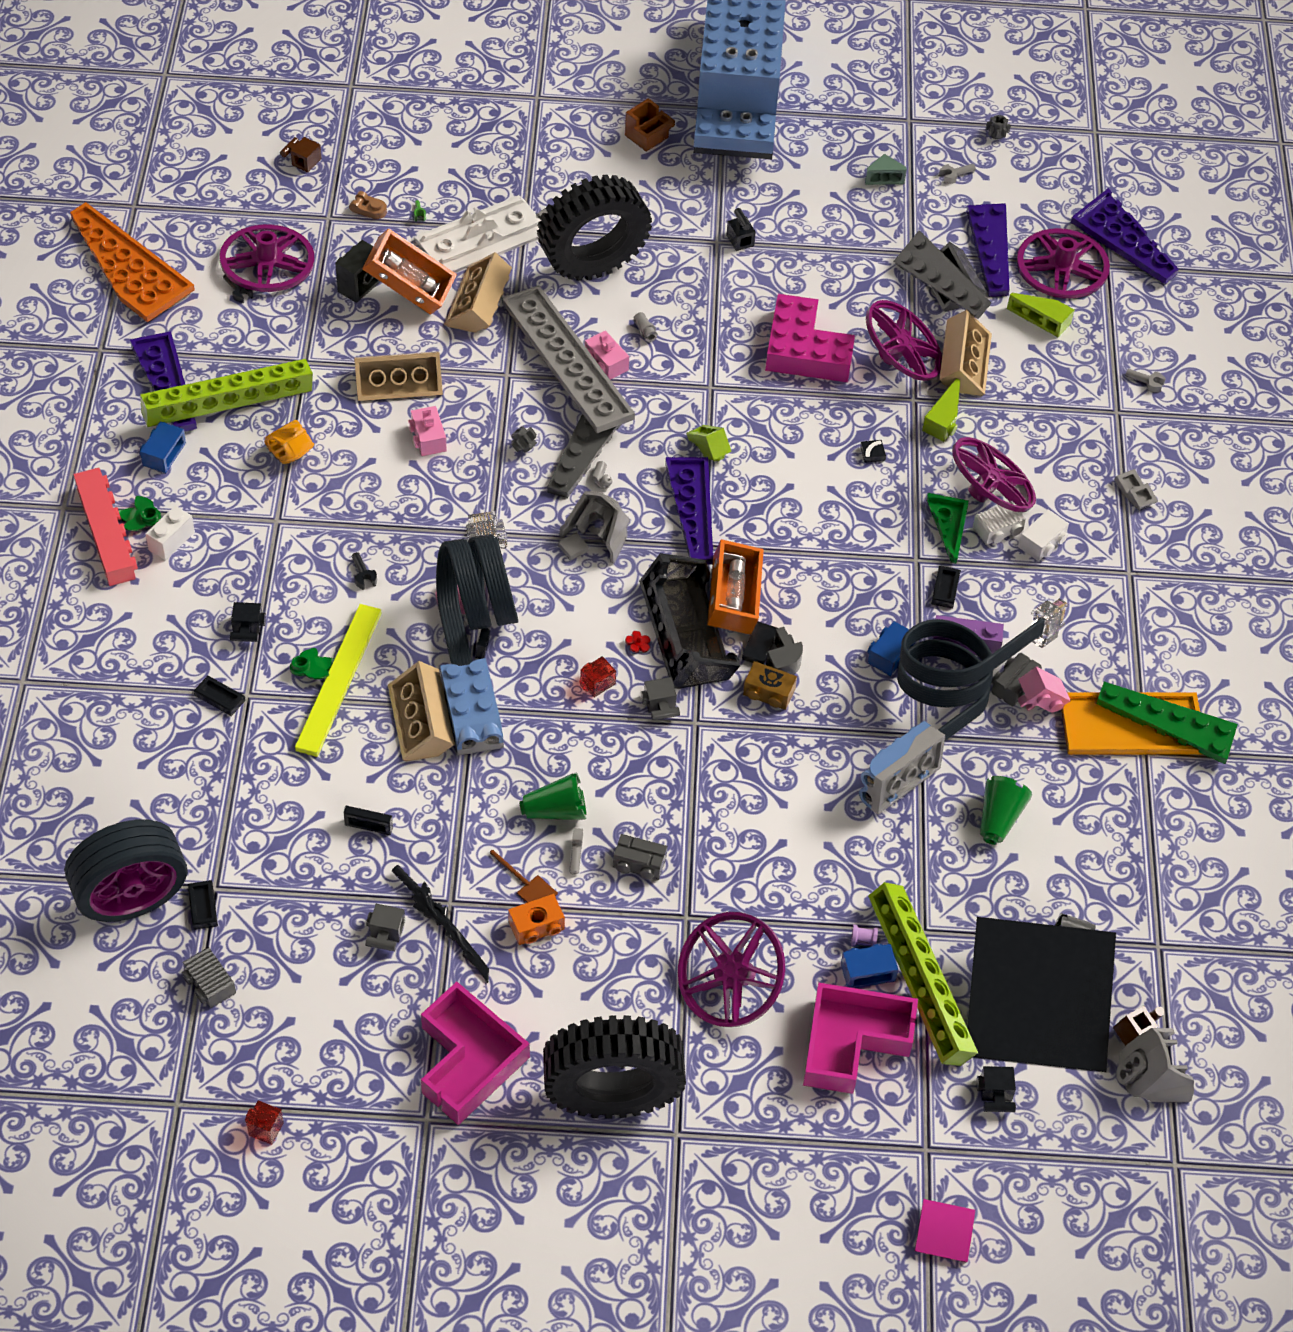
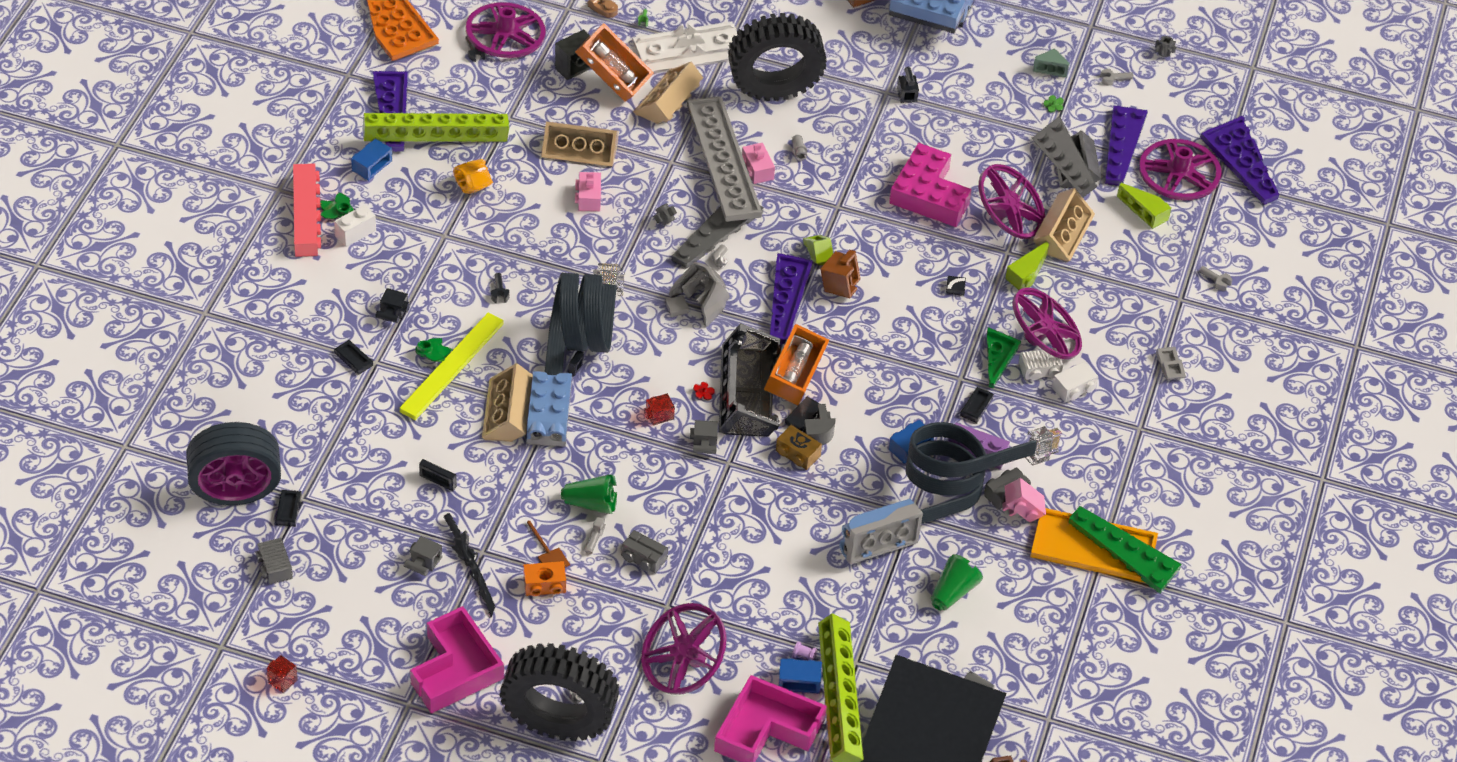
camera: 15 degrees right, 5 degrees down
(746, 467) = (841, 274): none -> dark orange plate
(902, 217) = (1054, 103): none -> bright green plant

